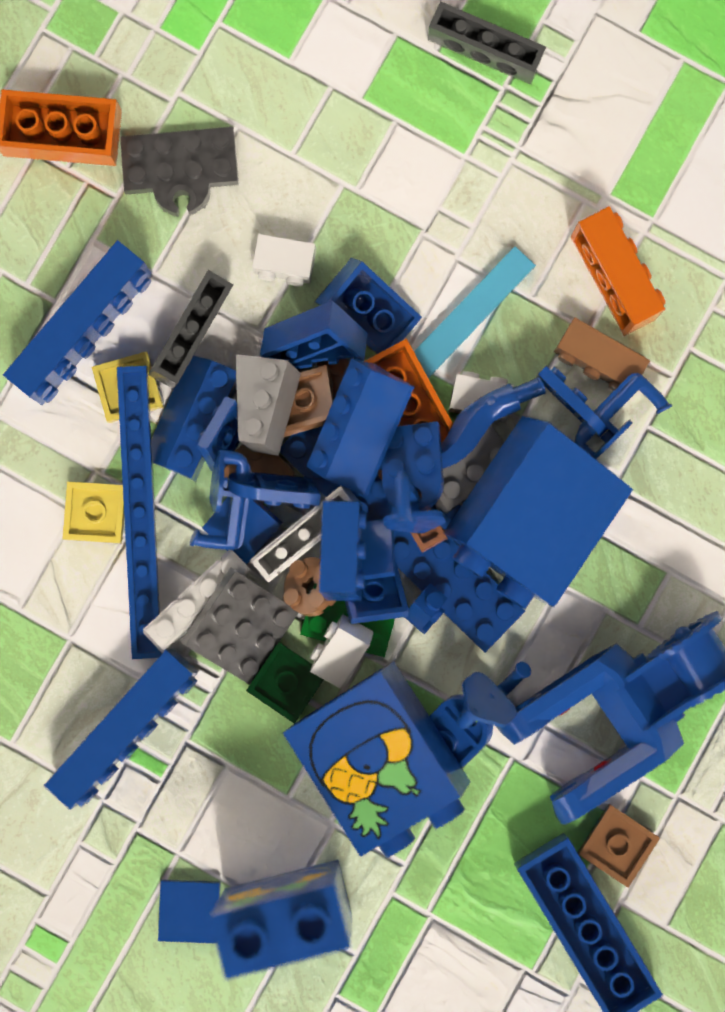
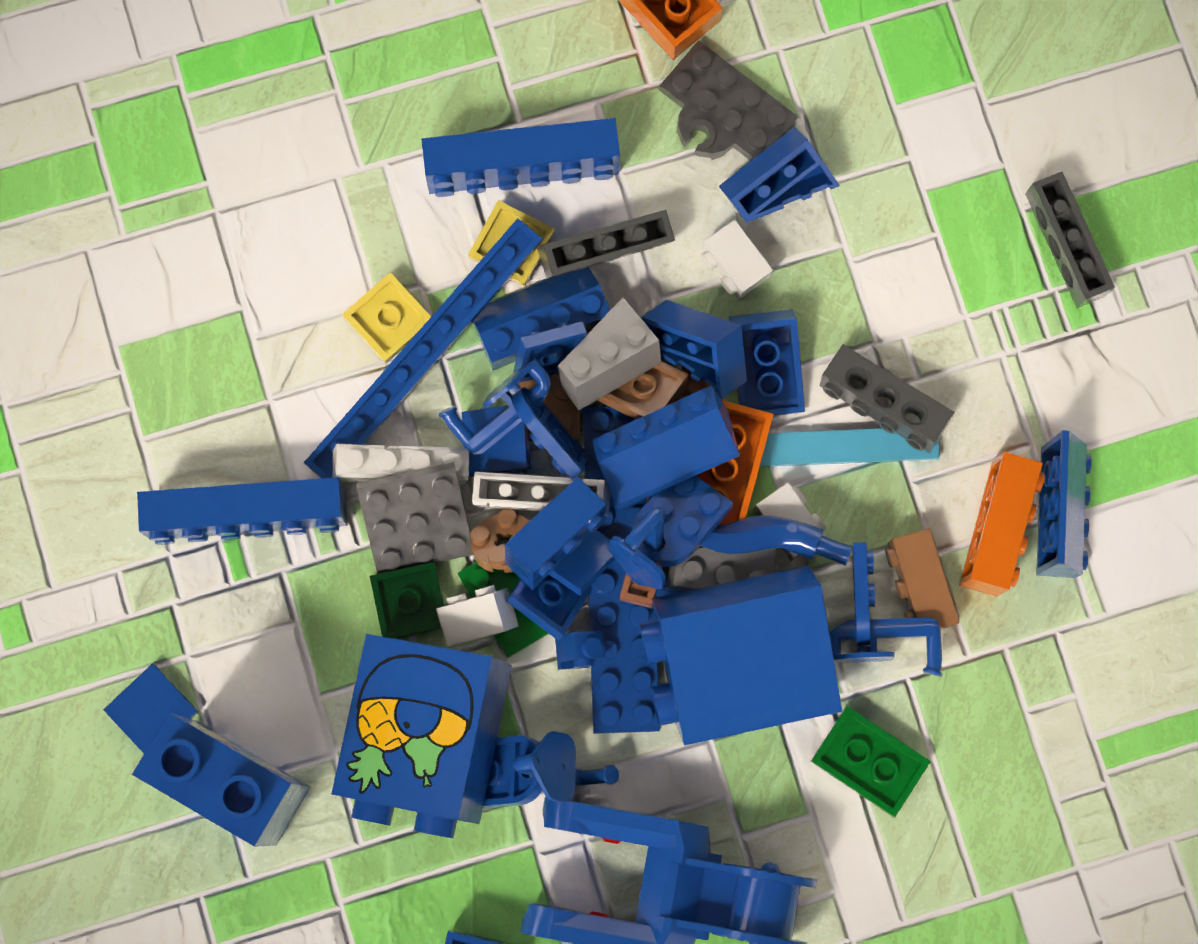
camera: 35 degrees right, 5 degrees down
(259, 179) = (778, 176): none -> blue wedge
(477, 247) = (878, 382): none -> dark grey brick
(645, 223) = (1062, 507): none -> blue slope
(676, 502) = (870, 761): none -> green plate

